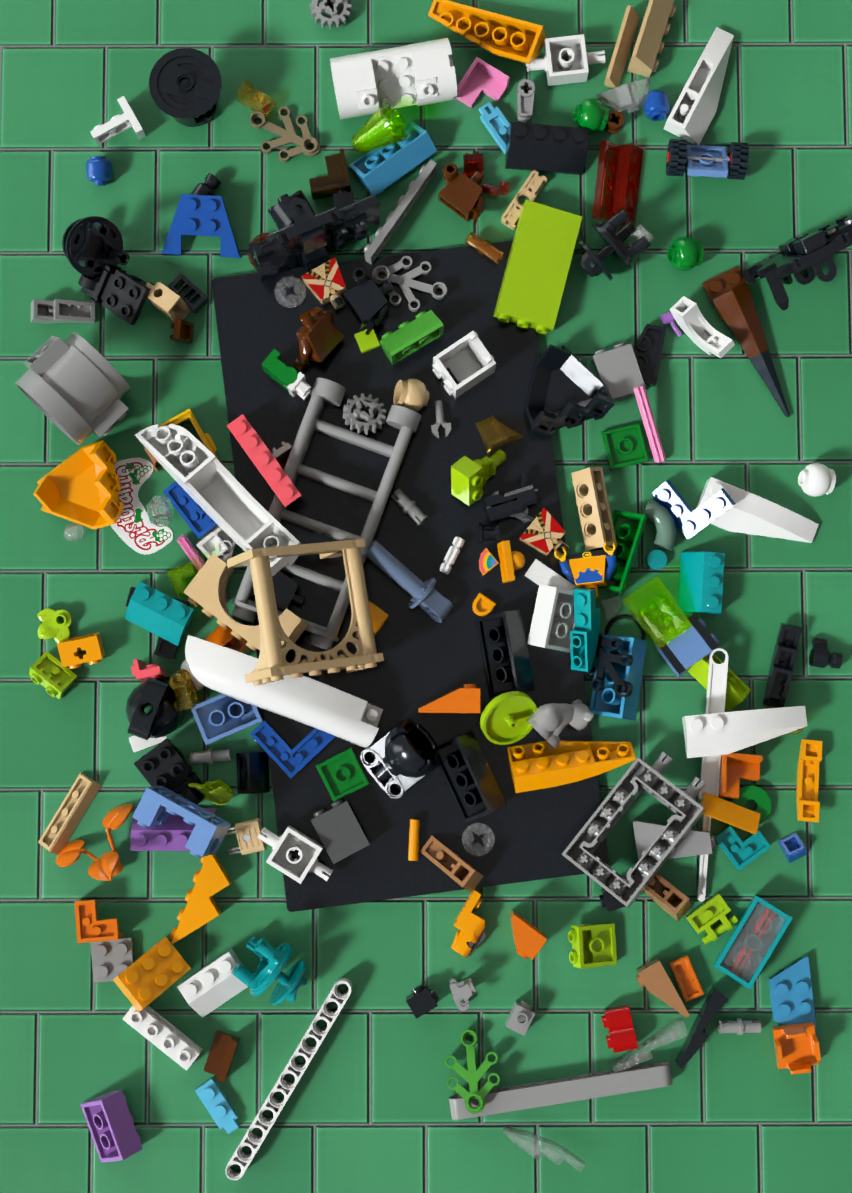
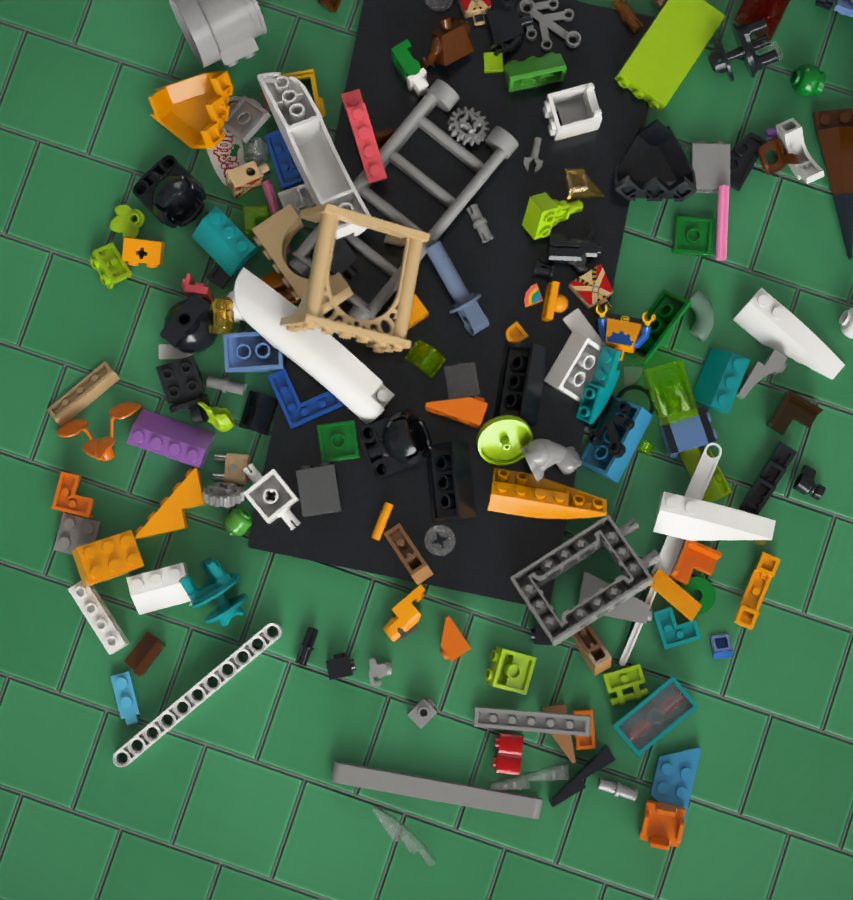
camera: 20 degrees right, 0 degrees up
(74, 532) = (172, 145): clear plate -> none
(88, 582) = (171, 193): none -> black piece
(111, 1126) = (25, 682): medium lavender slope -> none
(138, 481) = (246, 119): none -> light grey plate
(155, 548) = (245, 178): none -> tan torso
(160, 802) = (200, 447): medium blue plate -> none
(246, 869) = (223, 494): none -> light grey gear
(269, 890) = (237, 521): none -> bright green head
(381, 991) = (307, 646): none -> black axle
(401, 661) = (425, 358): none -> clear neon green piece
(411, 394) = (516, 122): tan piece -> none
(445, 671) = (462, 380): none -> clear piece
(451, 555) = (503, 279): white axle -> none
(472, 1076) = (362, 748): bright green plant -> none
(593, 508) = (645, 279): tan brick -> none
(633, 989) = (533, 721): none -> light grey plate
(650, 675) = (645, 447): none -> clear neon green bush
(656, 559) = (686, 346): teal tile -> none
(686, 339) = (782, 158): none -> reddish brown piece
(687, 520) = (725, 317): plate -> none
(748, 549) = (773, 365): none -> light grey slope
(781, 585) = (793, 408): none -> dark brown panel

